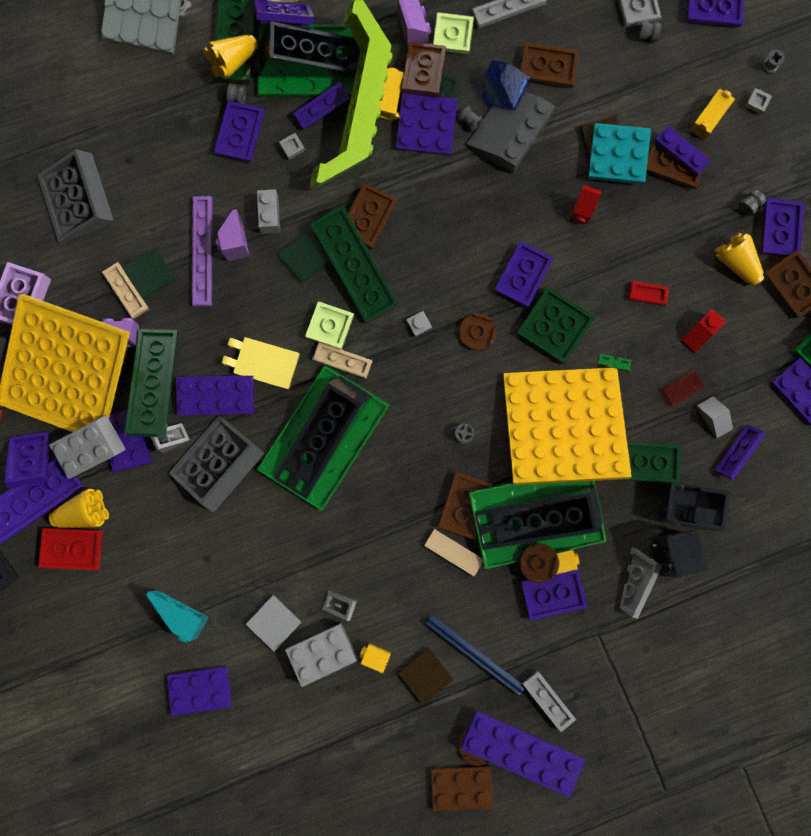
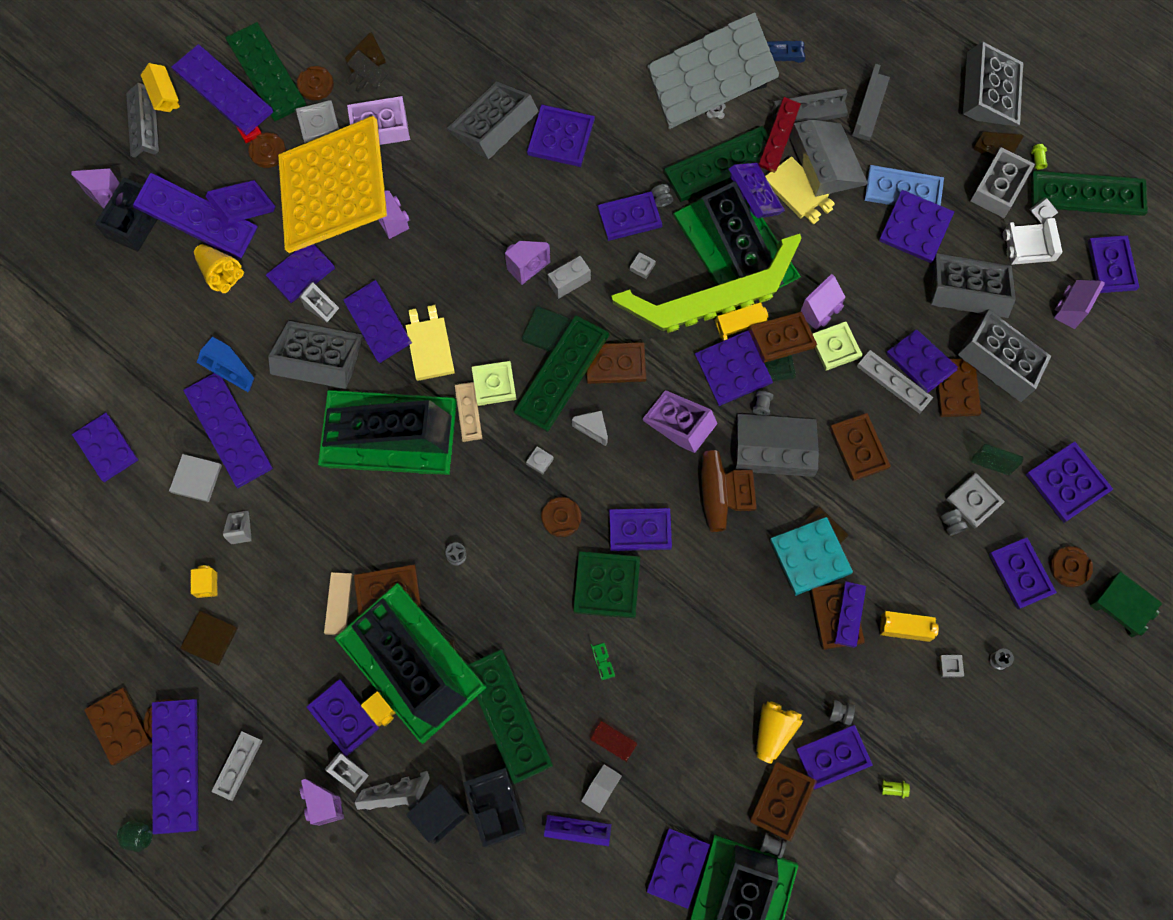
camera: 65 degrees right, 10 degrees down
(70, 549) = (181, 277): red plate -> none
(87, 447) = (274, 240): light grey brick -> none
(125, 290) = (433, 201): tan tile -> none
(127, 147) = (561, 135): none -> dark purple plate
(149, 273) = (459, 212): clear green tile -> none
(151, 383) = (357, 262): dark green plate -> none
(180, 547) = (224, 362): none -> blue slope
(180, 618) = (160, 391): teal slope -> none
(202, 251) = (498, 245): medium lavender tile -> none
(229, 54) = (692, 169): yellow cone -> none
(242, 574) = (228, 430): none -> dark purple plate
(321, 654) = (184, 532): light grey brick -> none
(322, 106) = (694, 269): dark purple plate -> none
(415, 263) = (592, 425): none -> light grey slope
(448, 191) = (681, 420): none -> medium lavender slope
(475, 655) = (249, 674): dark blue axle -> none
(504, 85) = (811, 415): clear blue slope -> none
(528, 190) = (724, 491): none -> reddish brown plate
(539, 563) = (364, 685): reddish brown tile -> none
(565, 813) = (134, 836): none -> clear green head
(566, 426) = (511, 643): yellow plate -> none
(585, 205) = (738, 549): red slope -> none
(600, 612) = (346, 772): none -> light grey slope
(619, 643) = (321, 804): none -> medium lavender slope
(648, 293) = (690, 658): red tile -> none
(703, 330) = (681, 729): red slope -> none

